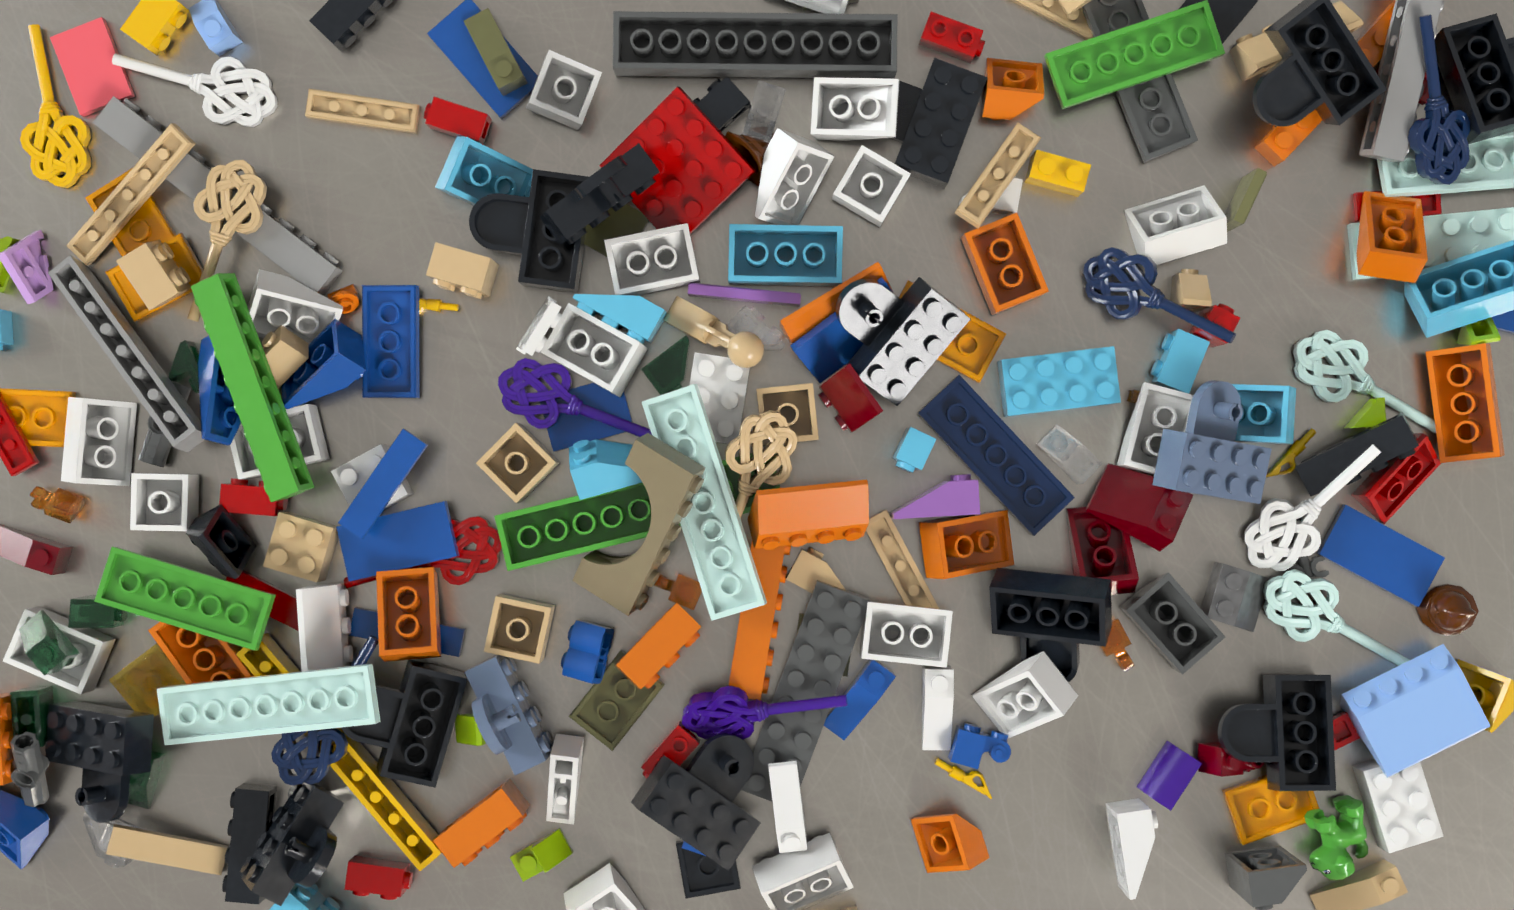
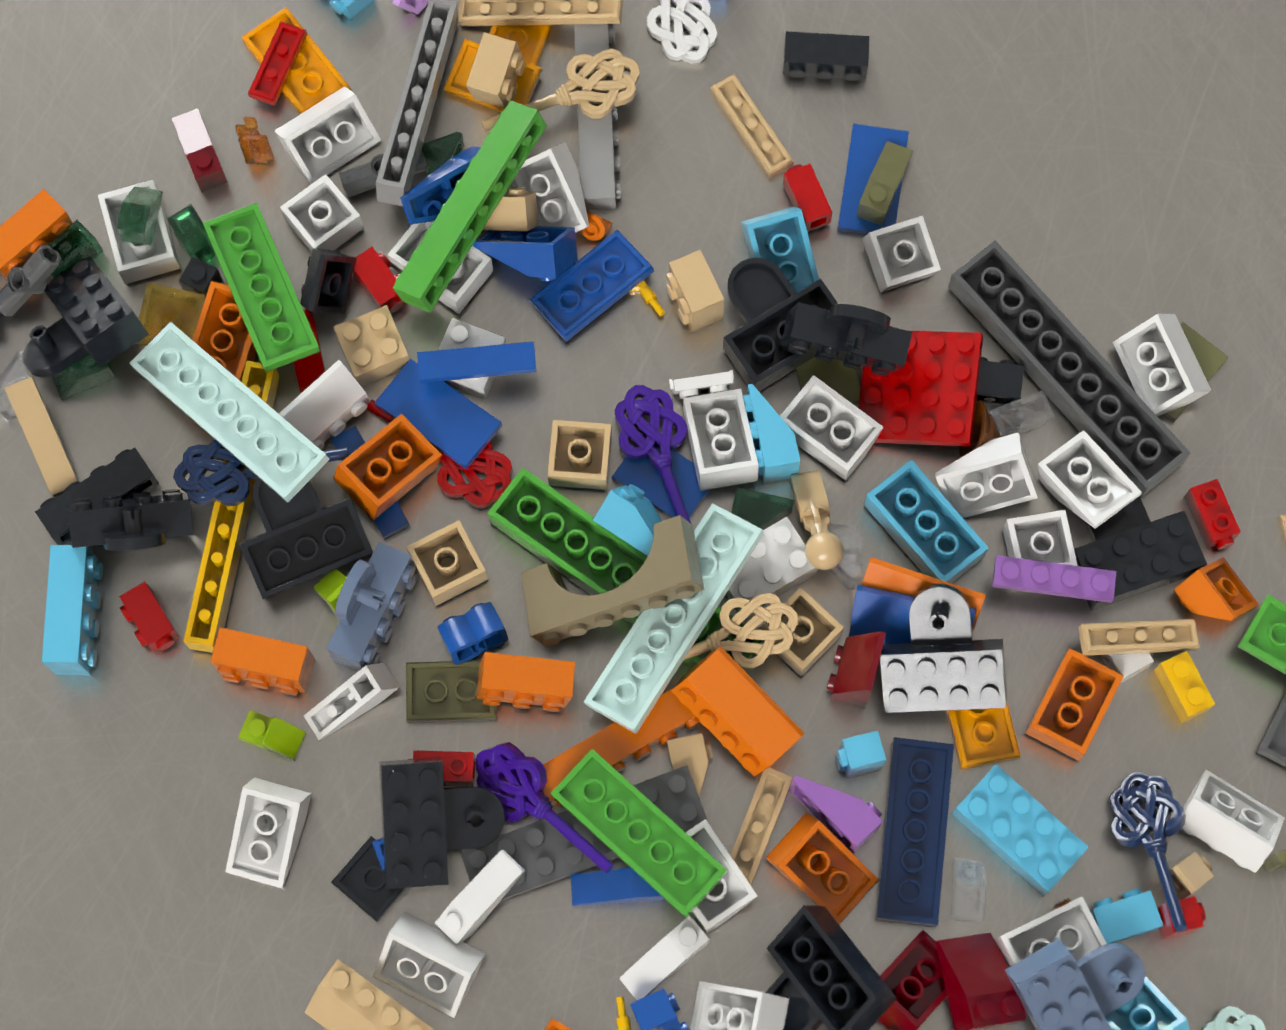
camera: 50 degrees right, 15 degrees down
(135, 633) = (198, 276): none -> black brick
(683, 591) = (586, 668): clear orange plate -> none
(744, 294) = (864, 519): medium lavender tile -> none
(839, 659) = (639, 833): none -> bright green plate
(906, 199) = (1054, 579): none -> medium lavender plate

